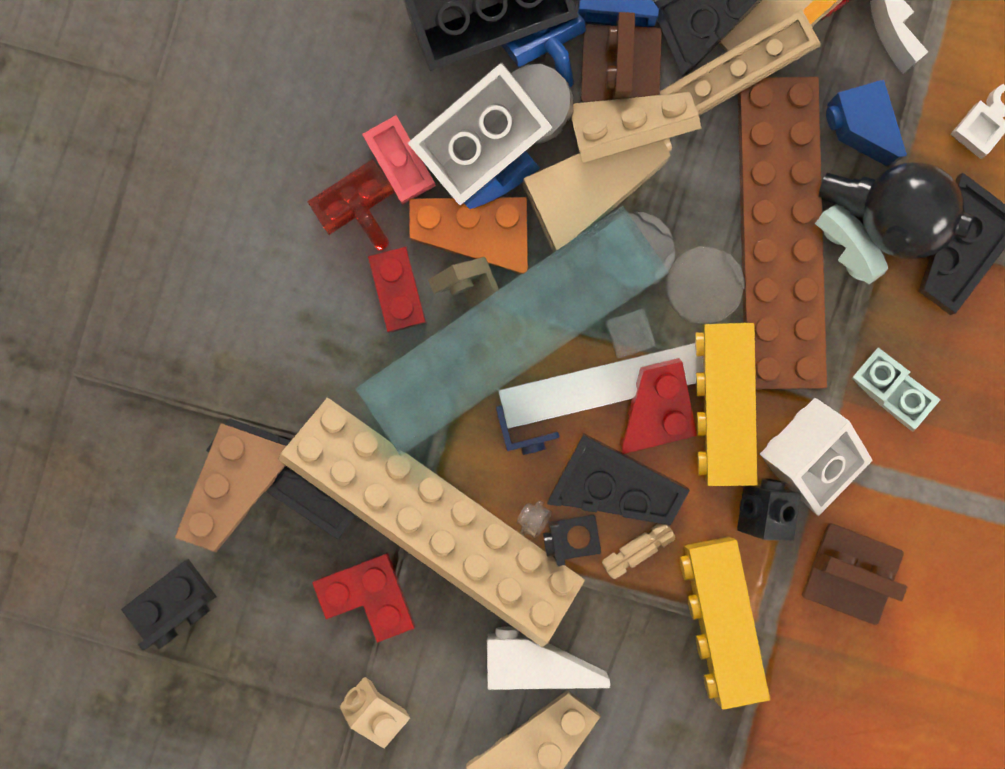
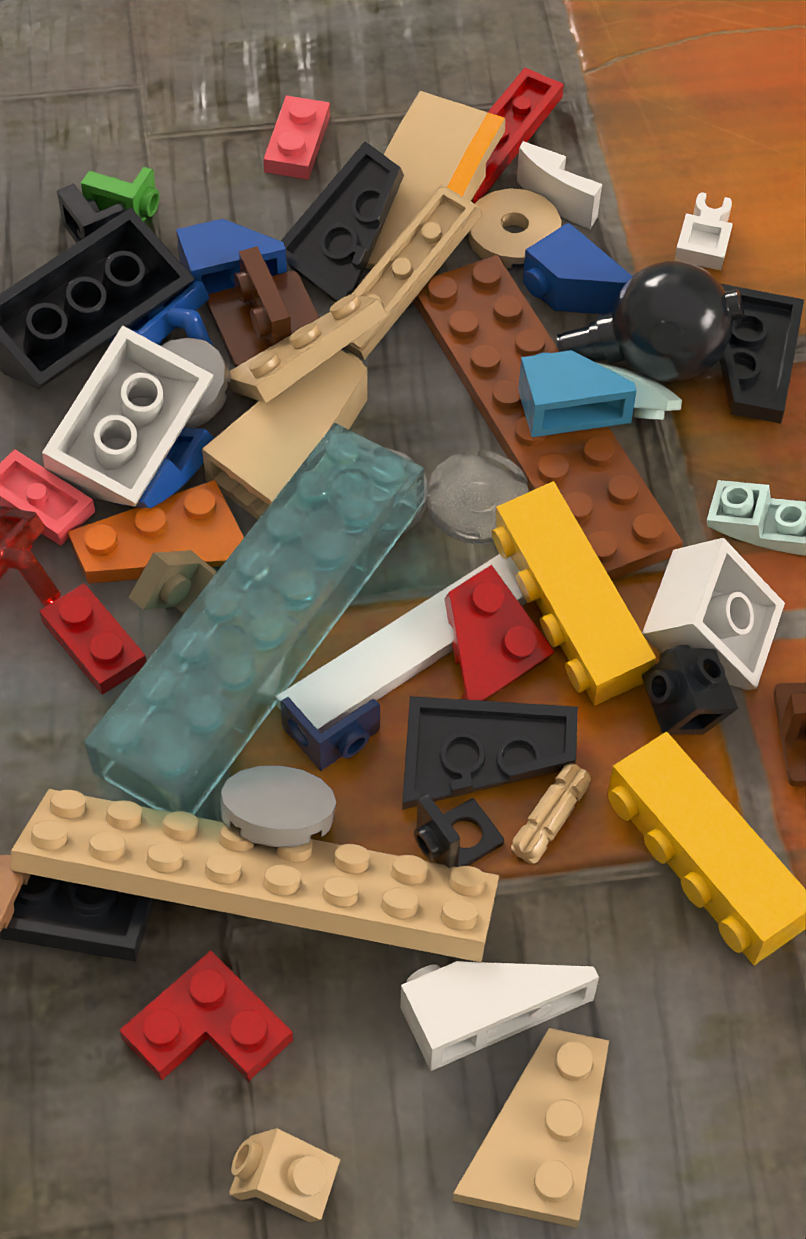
camera: 25 degrees left, 30 degrees down
(465, 477) = (277, 805): none -> light grey tile
(534, 519) = (394, 827): clear plate -> none
(630, 333) = (413, 573): clear plate -> none
(805, 242) = (572, 394): none -> dark azure slope
(864, 42) = (509, 208): none -> tan tile

